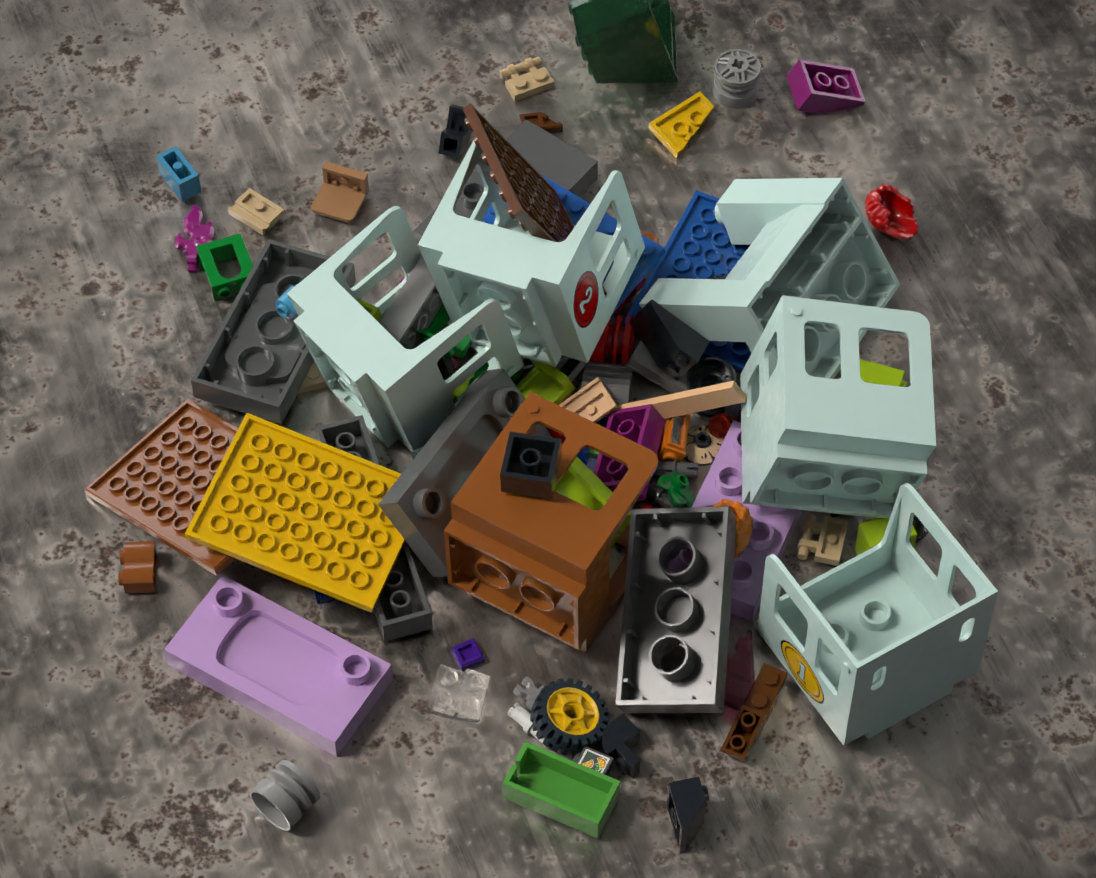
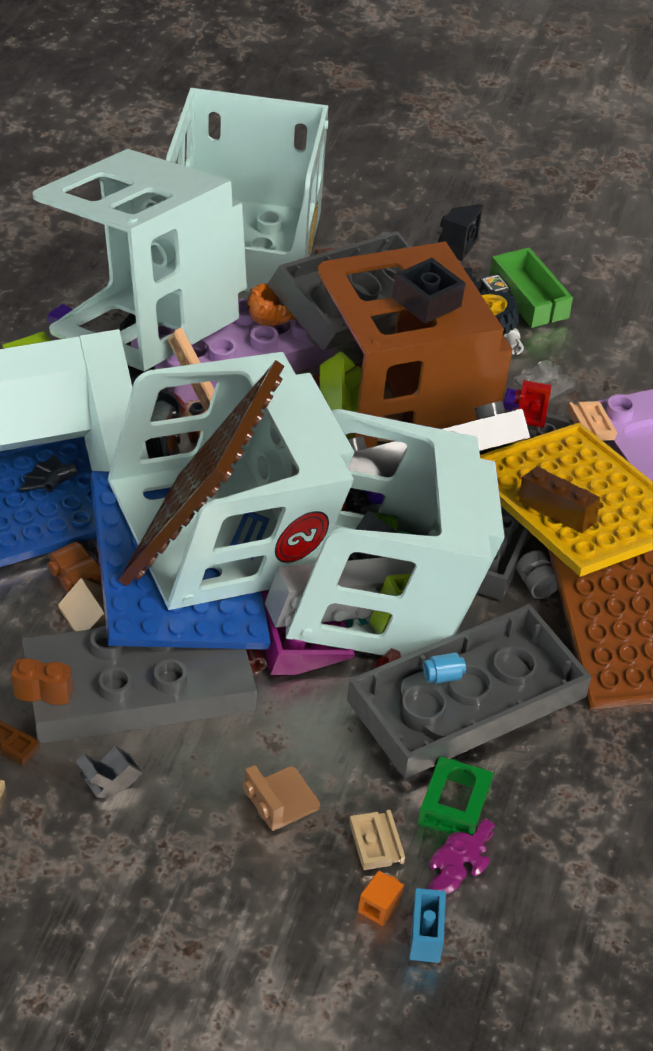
camera: 145 degrees left, 10 degrees down
(222, 177) = (381, 898): none -> orange brick
(309, 462) = (559, 499): none -> reddish brown brick
(368, 632) = (593, 418): none -> light nougat plate
(420, 580) = (534, 401): none -> red bracket
(543, 129) = (42, 681): none -> dark orange brick

